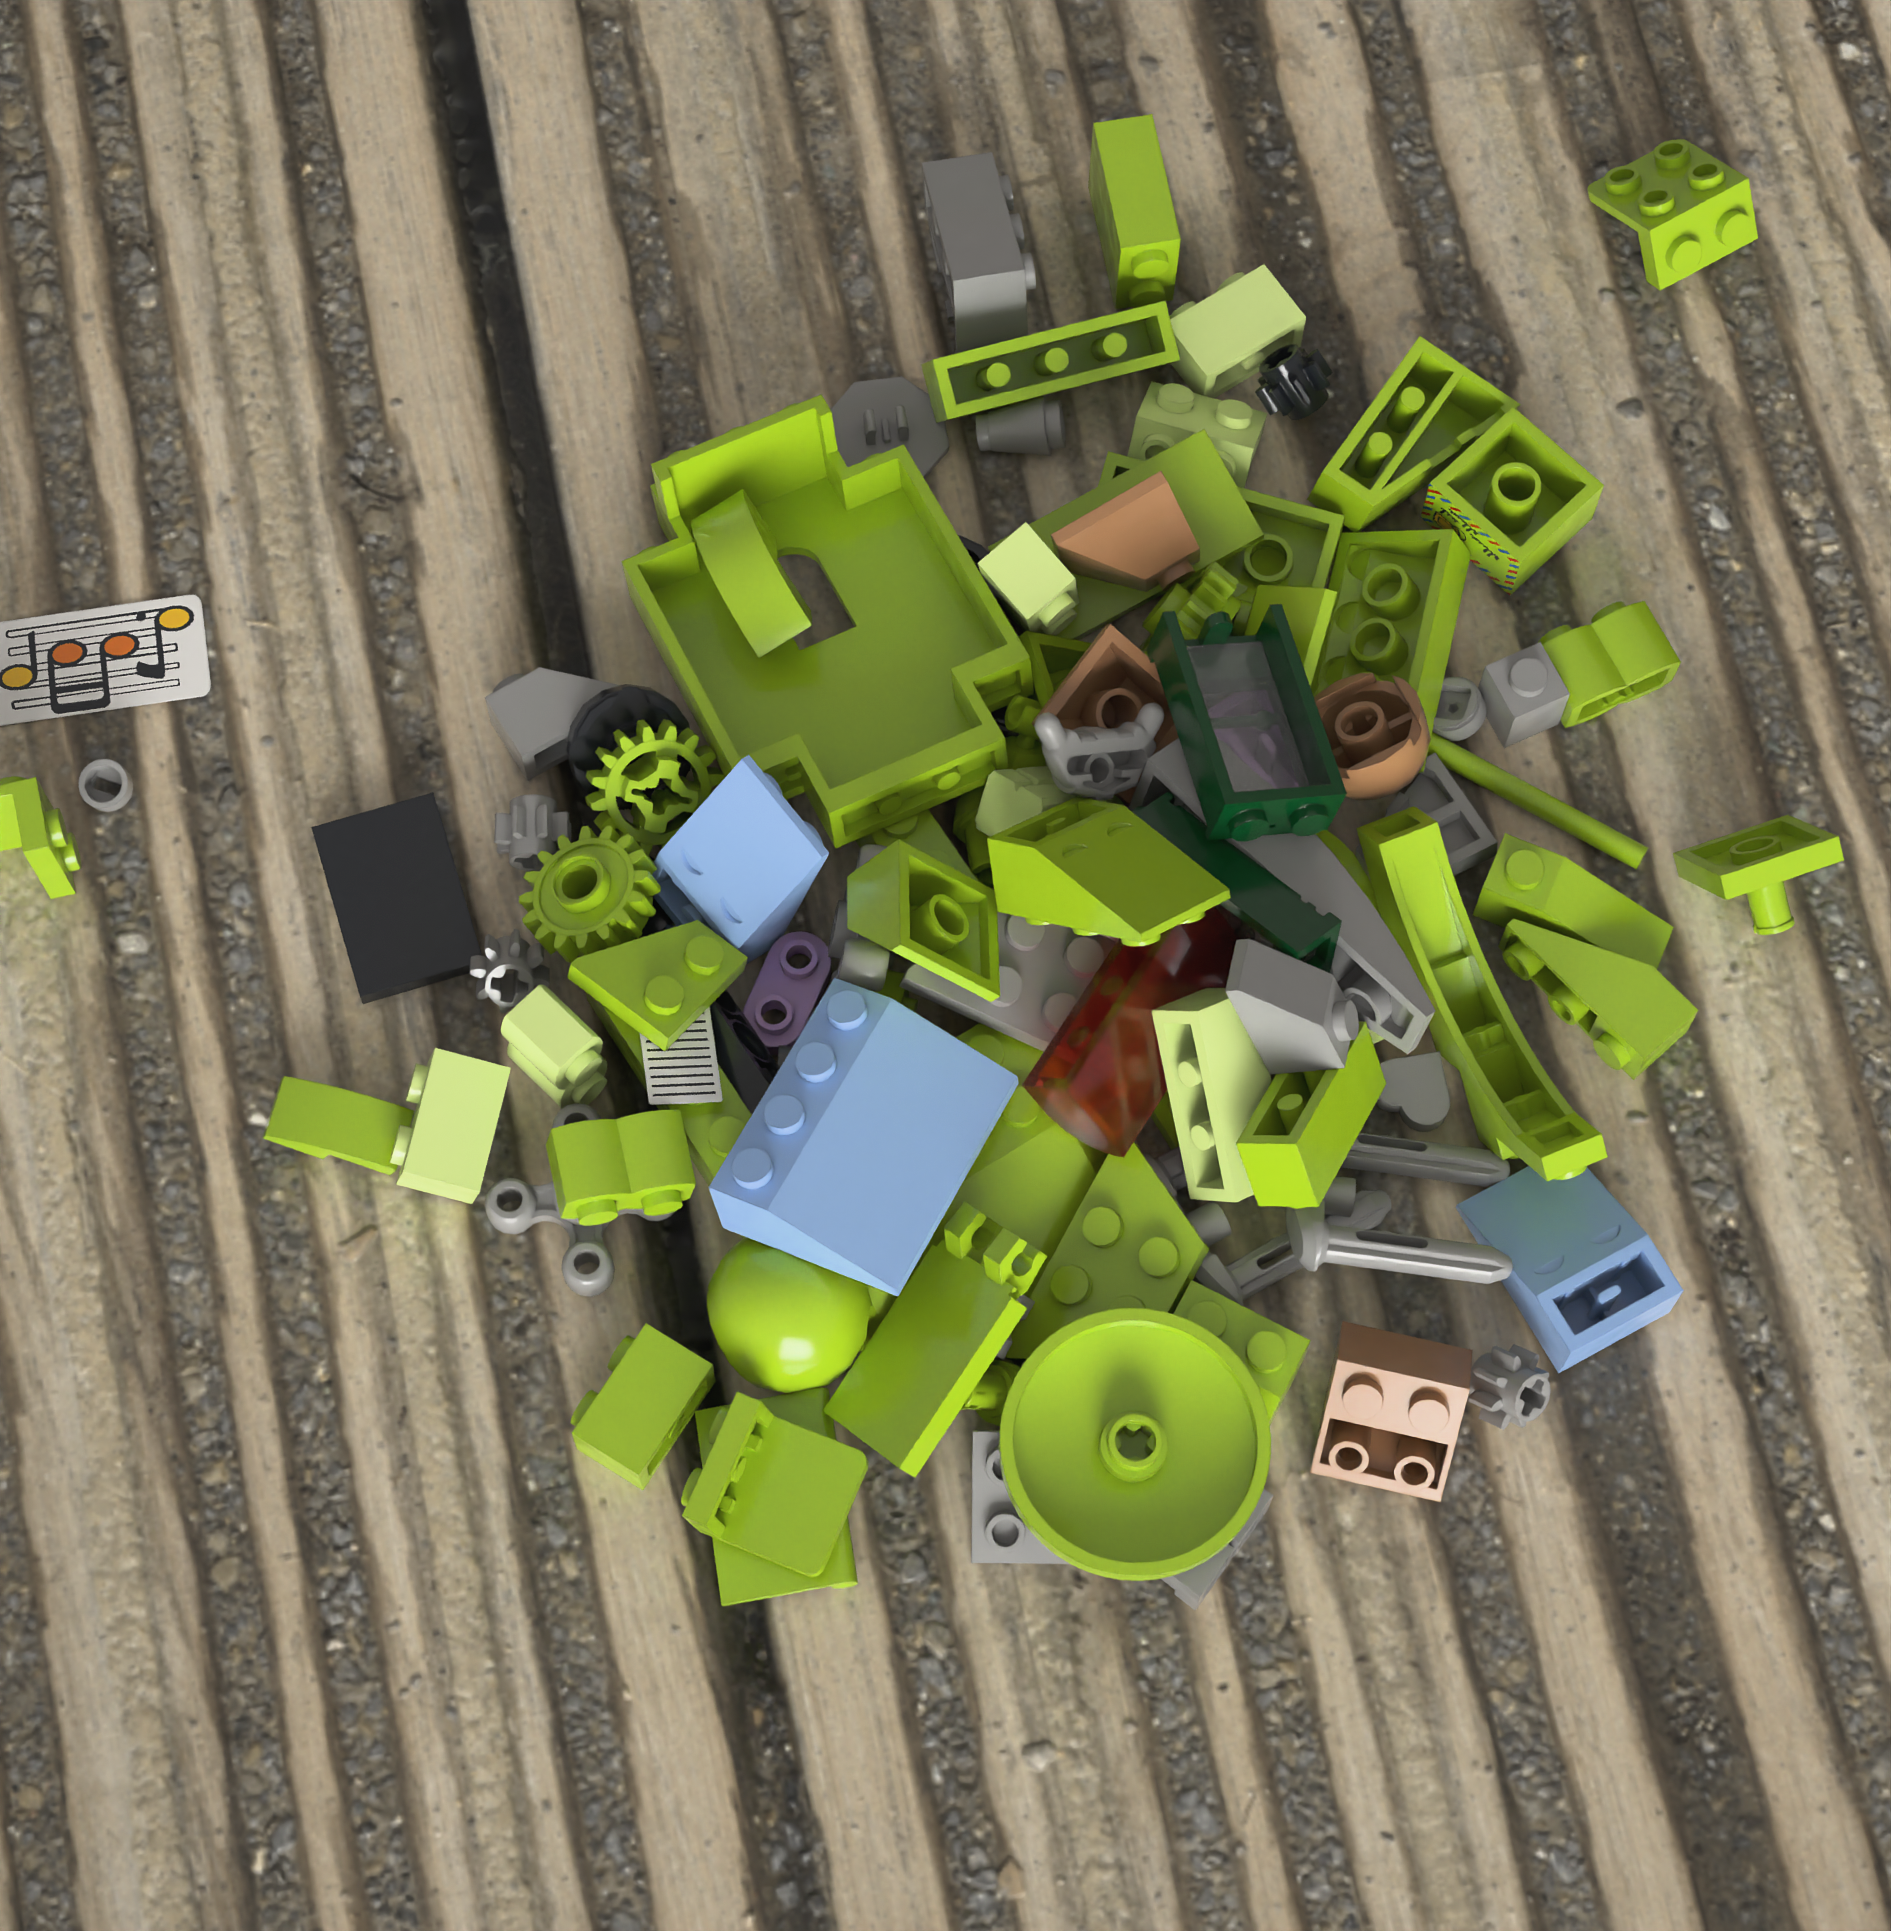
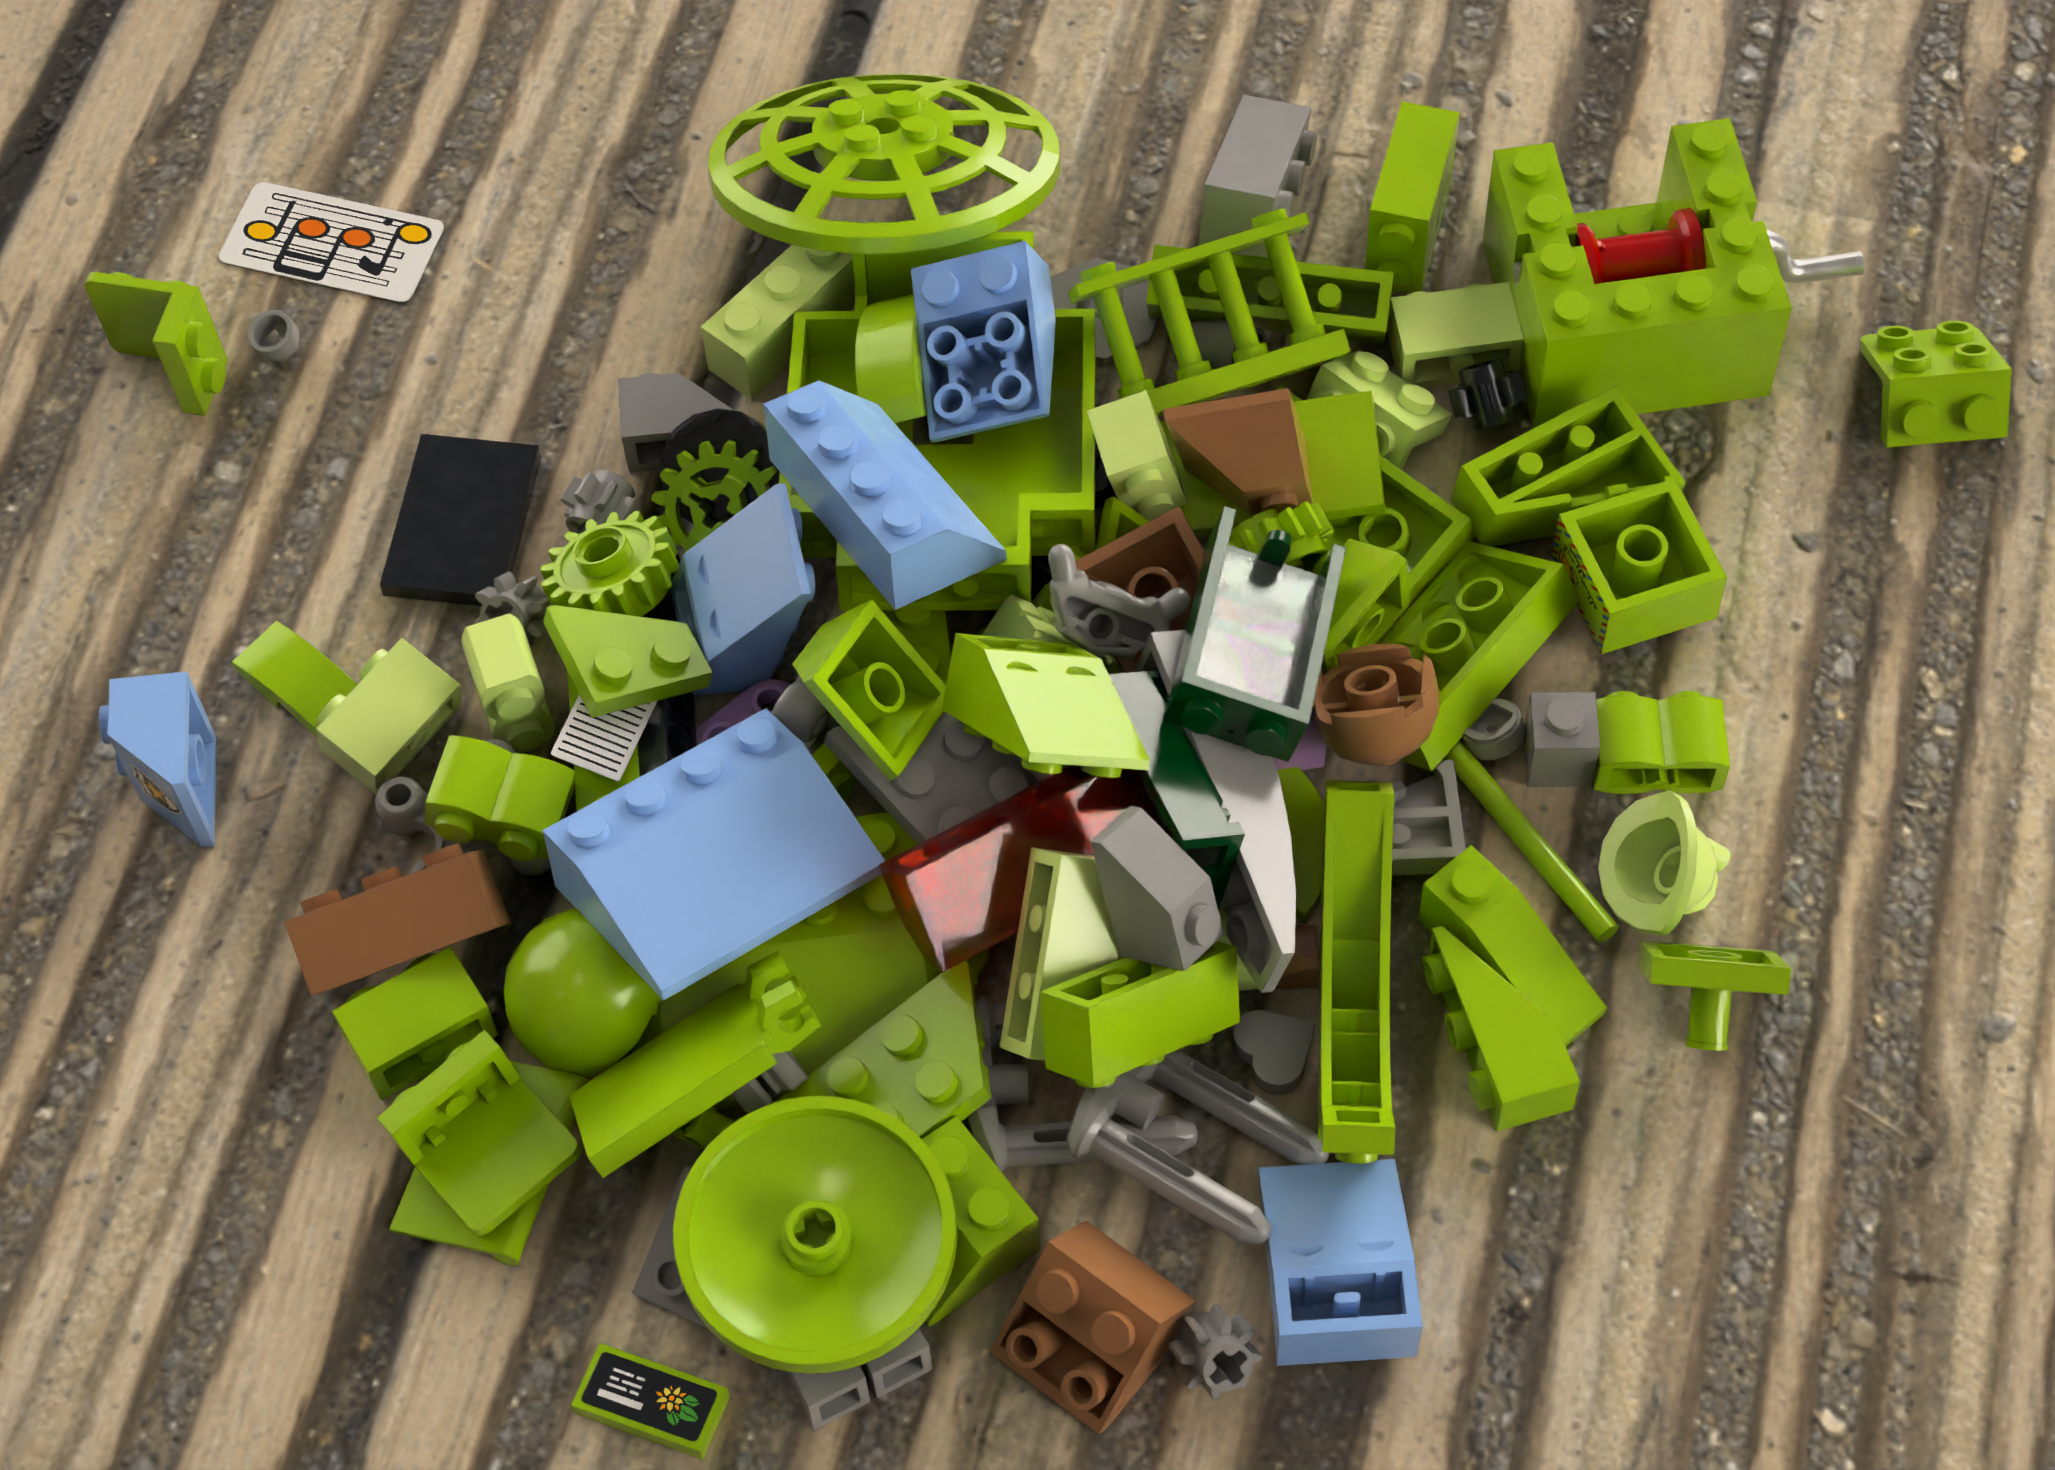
camera: 30 degrees right, 10 degrees down
(259, 1253) = (165, 748): none -> light blue slope
(582, 1321) = (396, 918): none -> medium nougat brick
(589, 573) = (752, 333): none -> yellowish green brick
(594, 371) = (882, 141): none -> lime dish
(829, 727) = (876, 493): none -> light blue slope
(833, 527) = (985, 339): none -> light blue slope
(1044, 1651) = (650, 1401): none -> tile
(1076, 439) = (1252, 360): none -> lime fence
(1336, 223) = (1652, 297): none -> lime piece
(1661, 779) = (1658, 864): none -> yellowish green helmet

